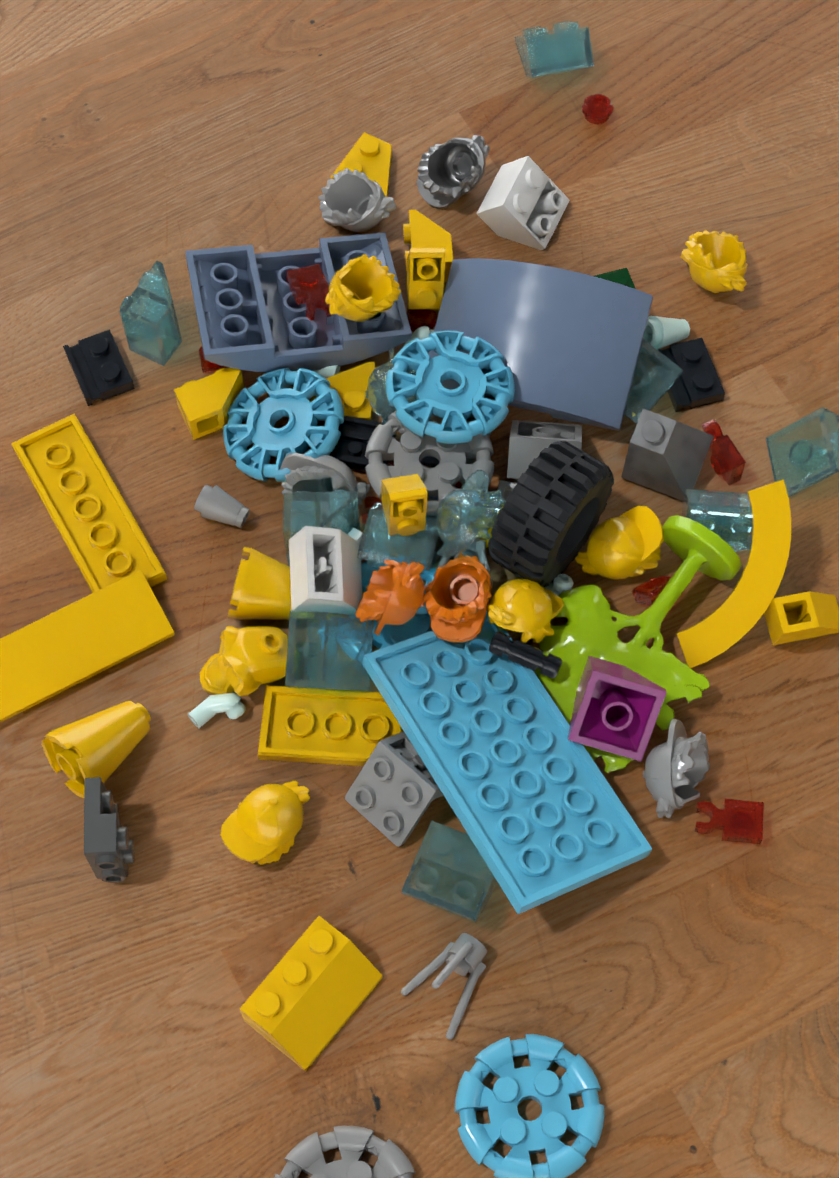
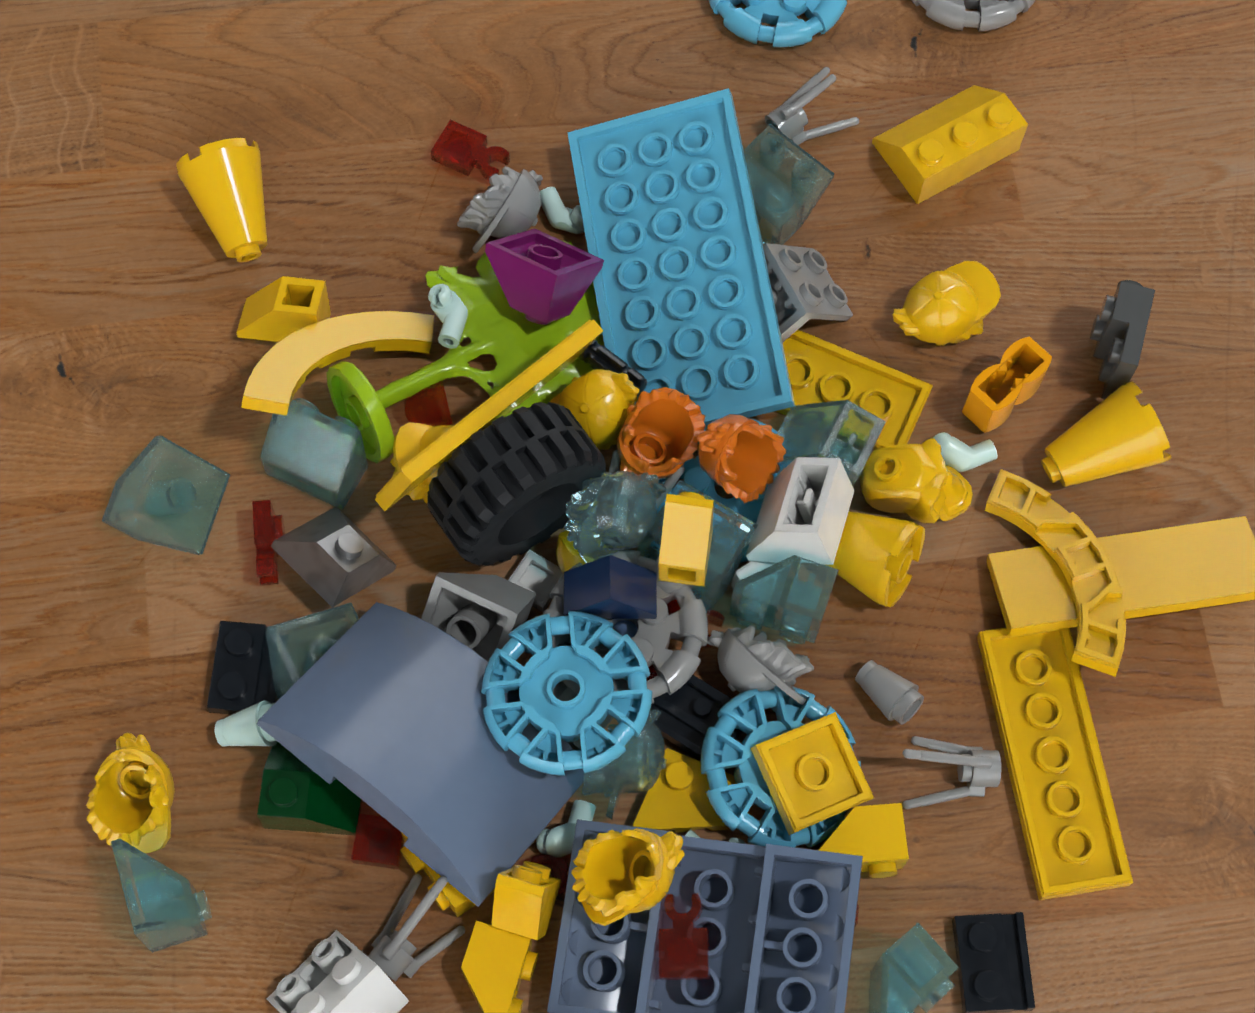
camera: 165 degrees left, 5 degrees up
(99, 643) = (1080, 558): none -> yellow tile
(142, 476) = (974, 765): none -> light grey plant
(188, 768) = (1006, 384): none -> light orange brick
(259, 418) = (812, 773): none -> yellow tile
(447, 461) = (611, 589): none -> dark blue slope
(498, 243) = (393, 950): none -> light grey plant
(593, 547) = (498, 405): none -> yellow tile
(633, 797) = (559, 215): none -> light aqua arm
(666, 209) = (159, 900): none -> clear light blue slope
(670, 649) = (450, 312): none -> light aqua arm

